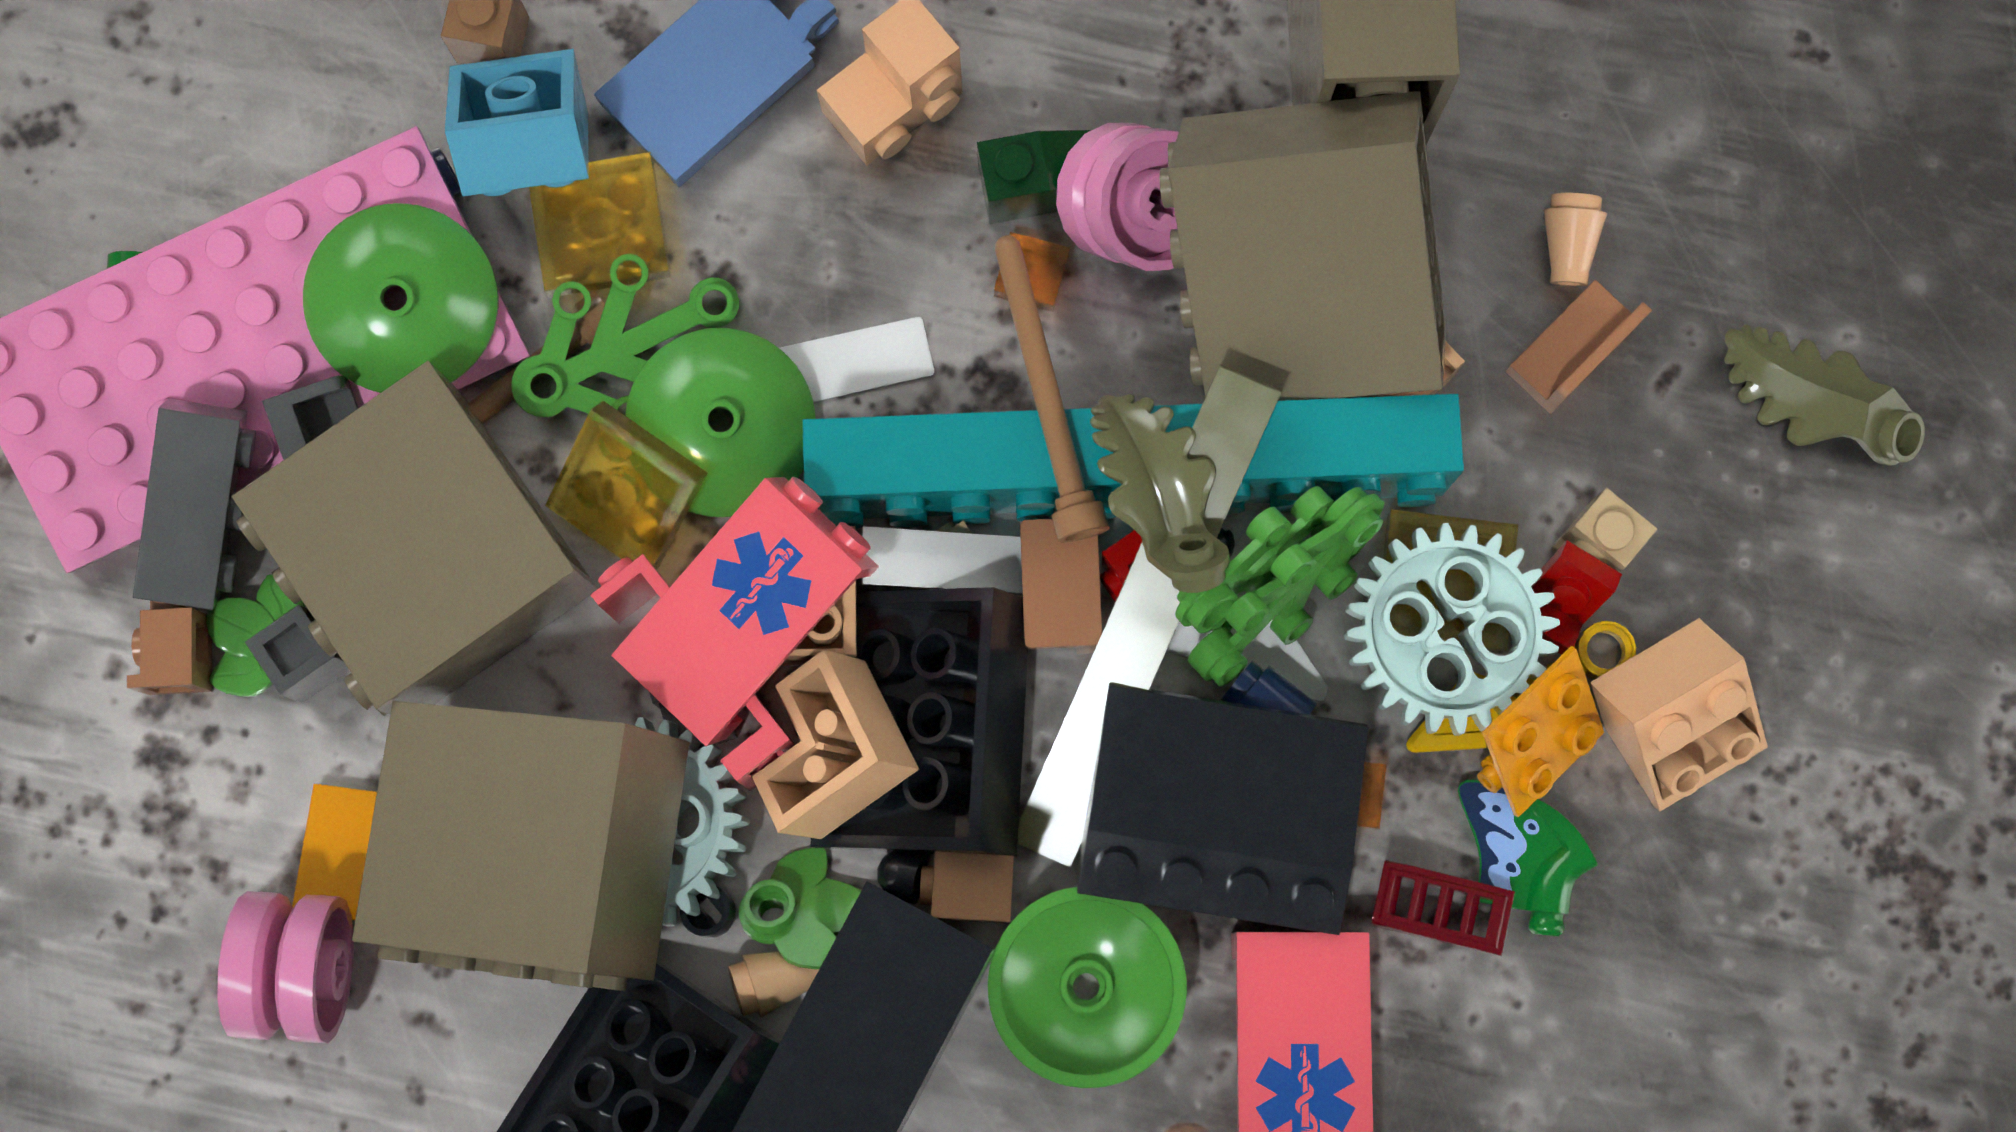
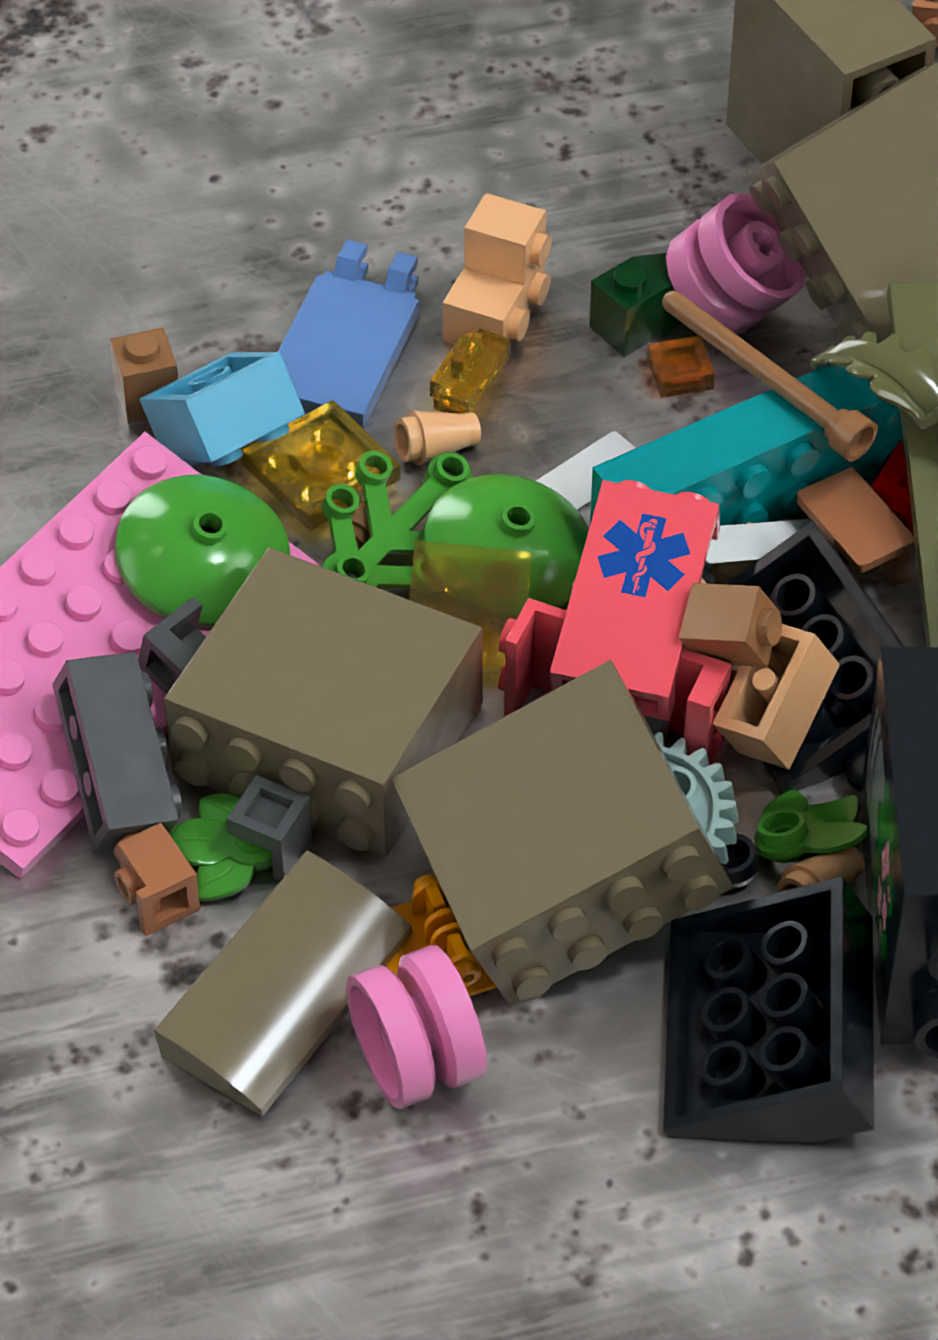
camera: 30 degrees left, 30 degrees down
(221, 832) = (280, 984): none -> dark tan slope
(730, 243) = (429, 434): none -> light nougat cone
(804, 704) = (731, 623): none -> medium nougat brick
(809, 179) = (469, 371): none -> clear yellow piece

